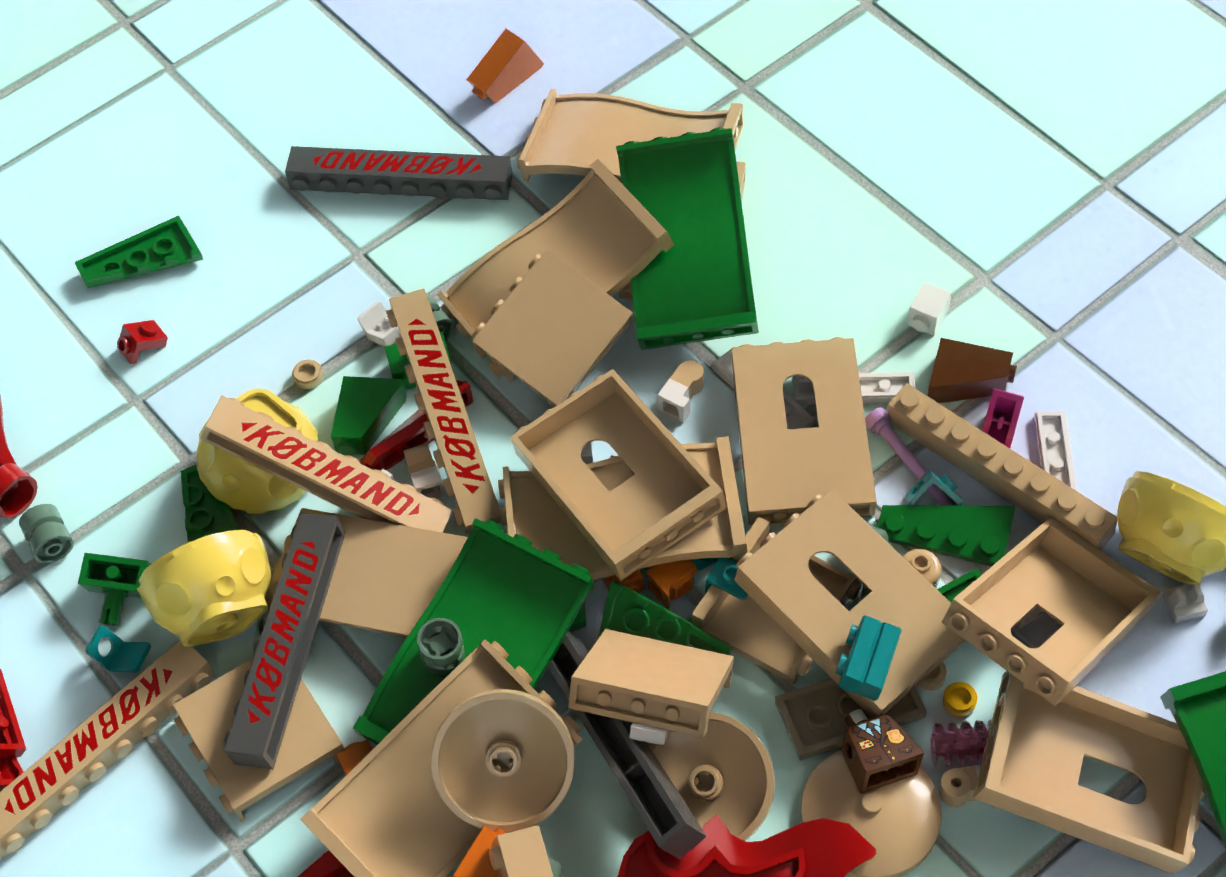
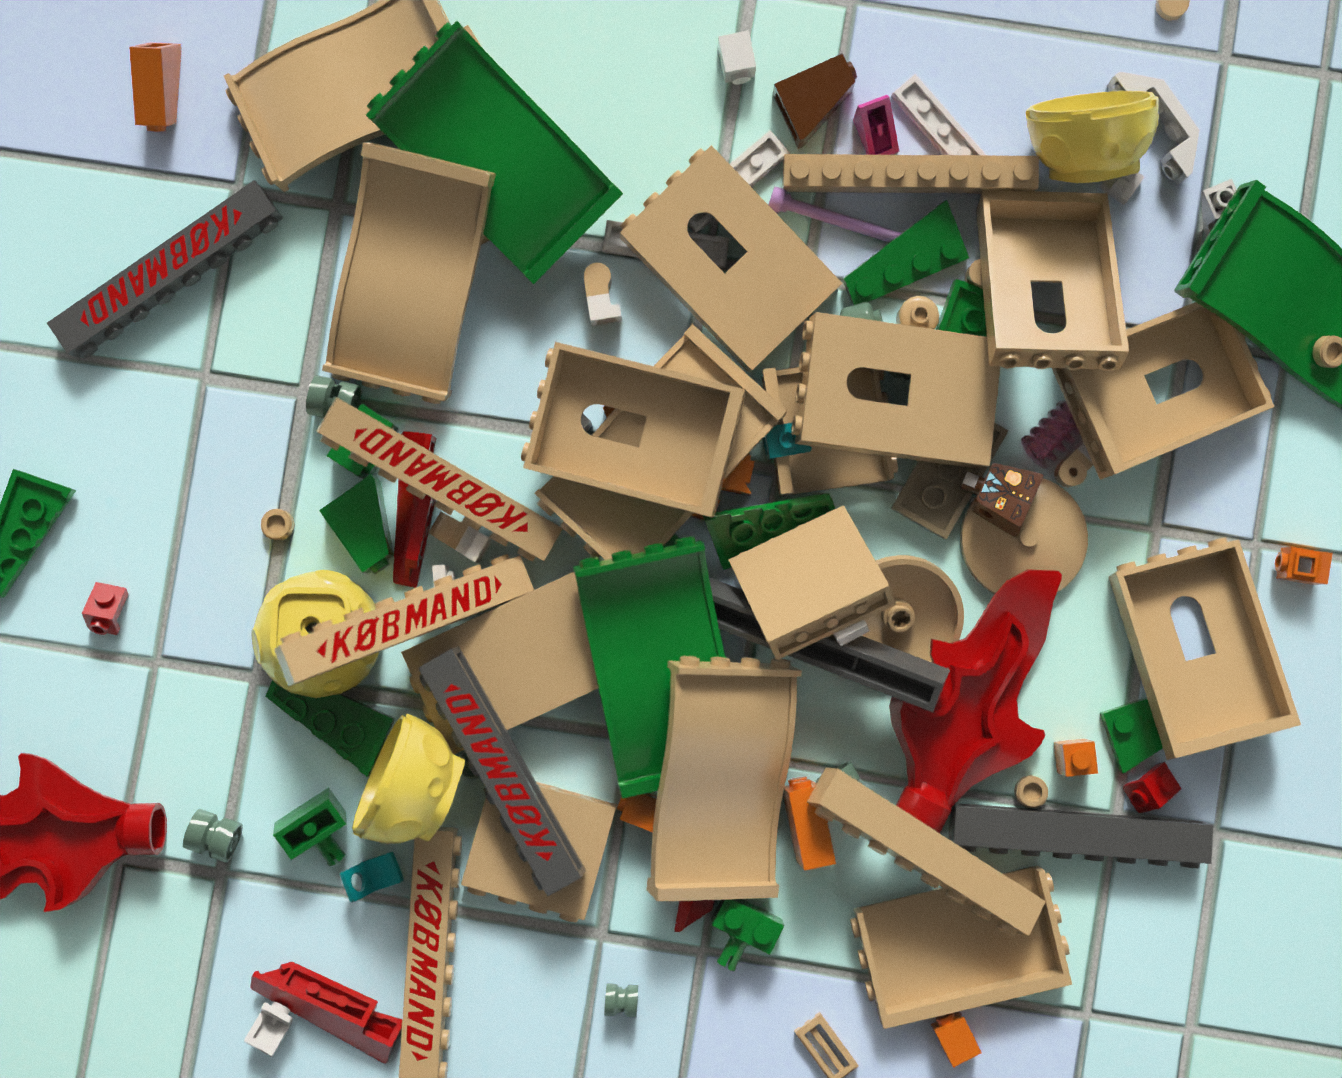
camera: 40 degrees left, 30 degrees up
(376, 325) = (298, 434): white bracket -> none
(440, 646) = (641, 693): sand green wheel -> none
(502, 760) = (767, 741): tan dish -> none
(552, 328) = (456, 333): tan panel -> none
(869, 657) = (956, 436): teal brick -> none
(924, 483) = (868, 226): teal bracket -> none
(960, 699) = (1019, 396): yellow tile -> none

